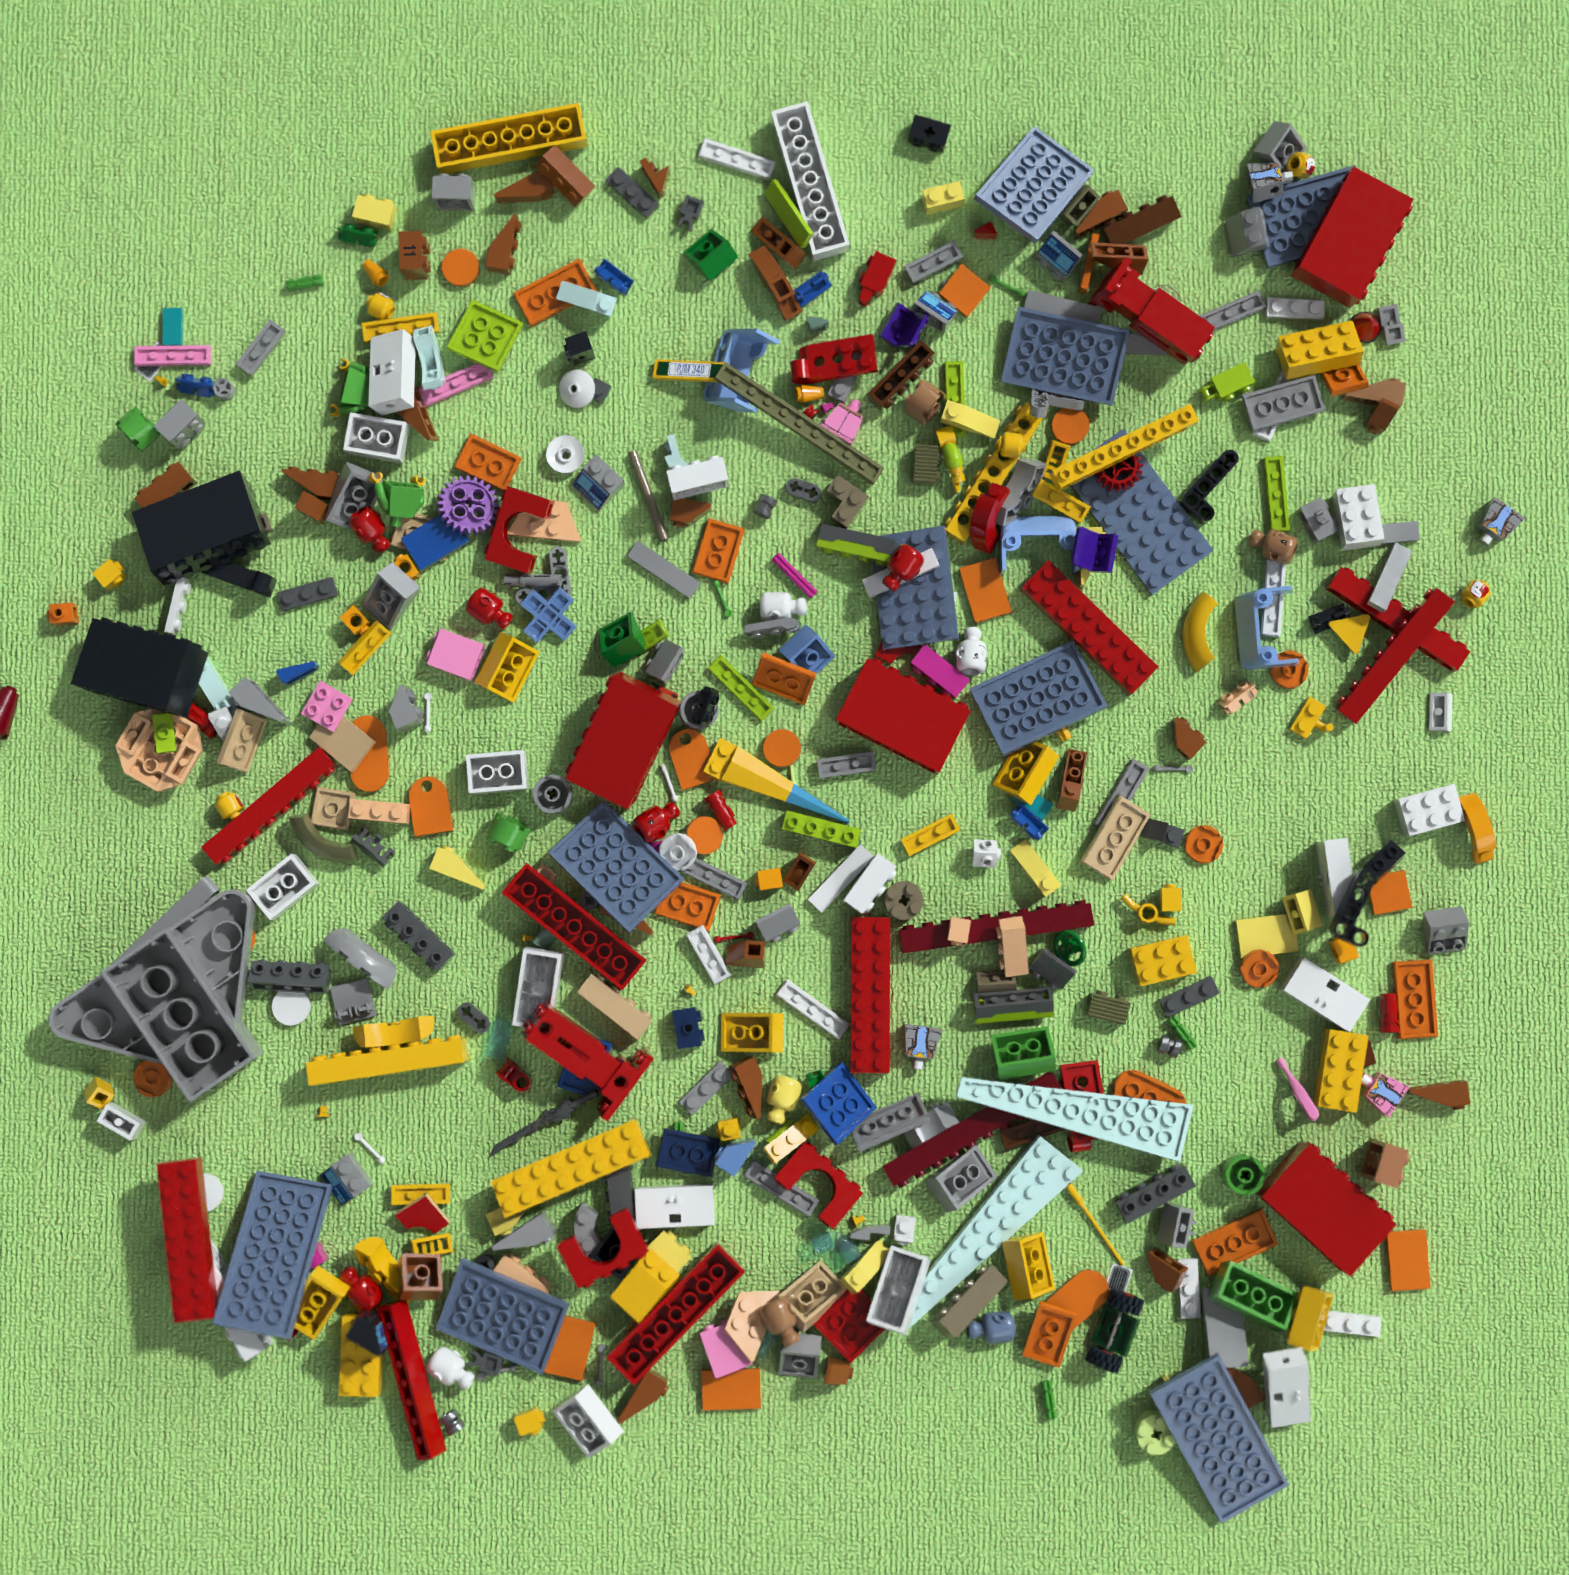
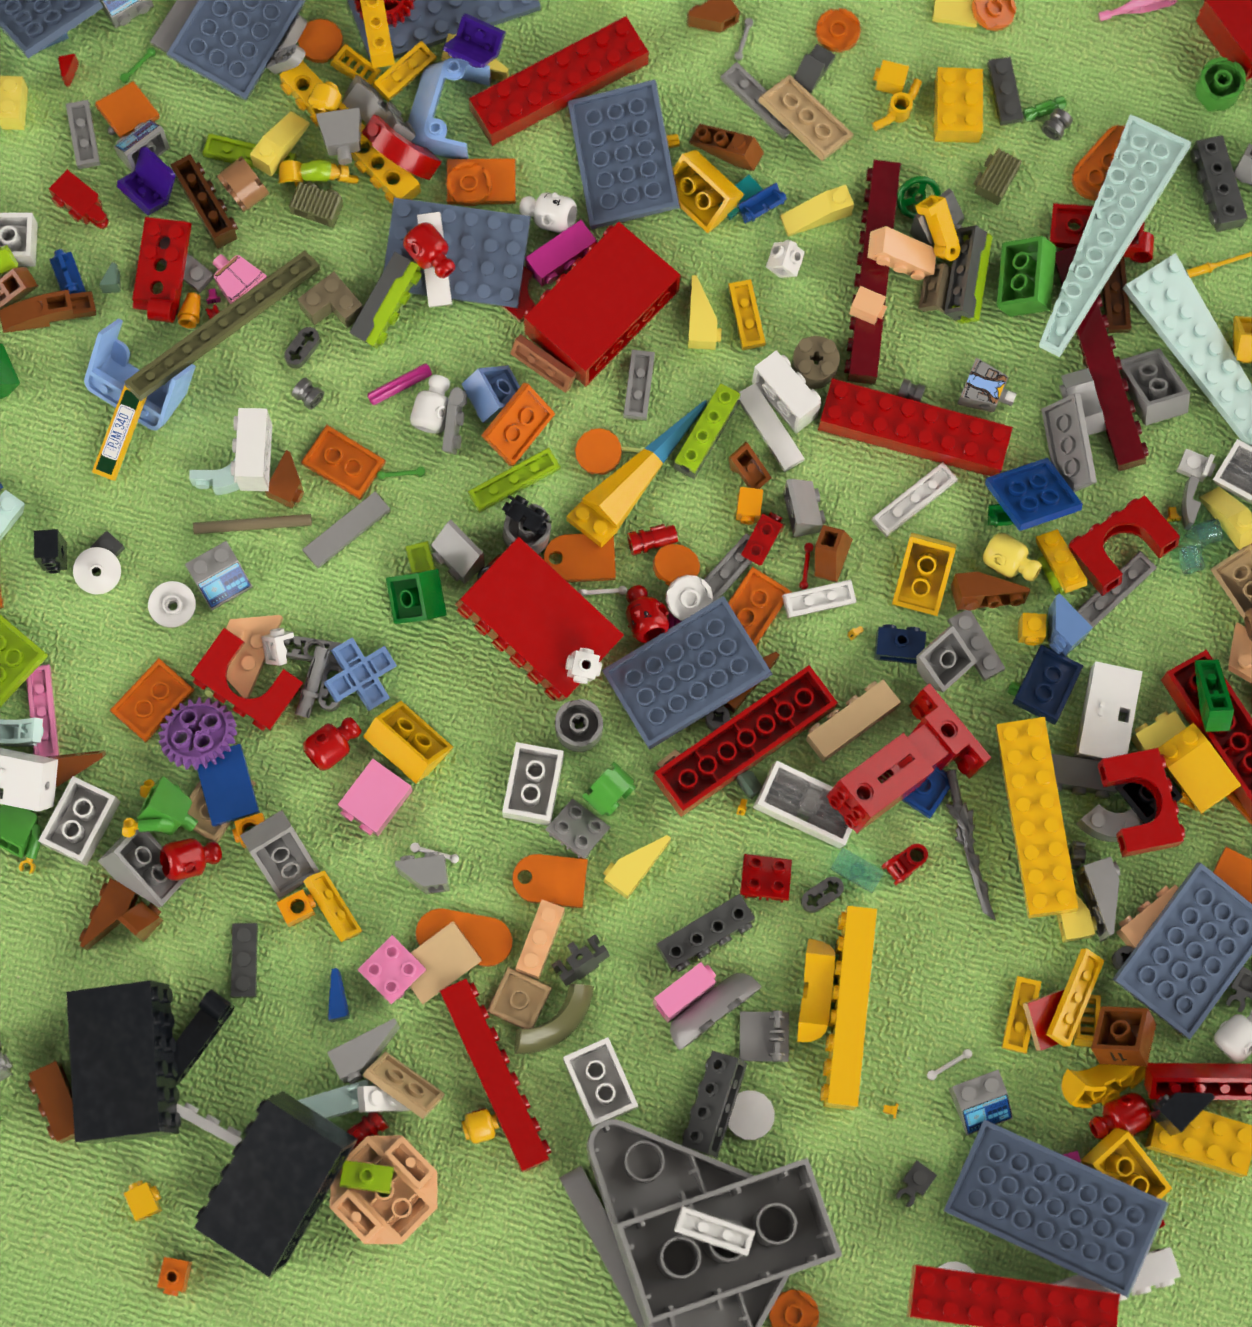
camera: 80 degrees left, 10 degrees down
(180, 1002) = (714, 1231): none -> white tile
(275, 1145) = (917, 1180): none -> dark grey plate
(366, 932) = (685, 991): none -> bright pink brick
(442, 1232) = (1075, 997): none -> yellow plate
(473, 816) = (577, 829): none -> light grey hinge
(475, 970) = (766, 877): none -> red hinge
(553, 542) = (274, 646): none -> white bracket
(556, 1207) = (1077, 854): none -> dark grey plate
(594, 780) = (575, 668): none -> white brick
(680, 1067) = (944, 660): none -> light grey slope
(705, 1285) = (1213, 696): none -> green slope
(745, 897) = (763, 537): none -> red bracket
(842, 683) = (543, 363): none -> nougat plate
(900, 983) = (911, 390): none -> flat silver wheel
(911, 801) = (702, 320): none -> light yellow slope
(978, 581) = (469, 183): none -> orange tile
(986, 467) = (341, 133): none -> light grey torso
(1040, 974) = (940, 226): none -> yellow leg

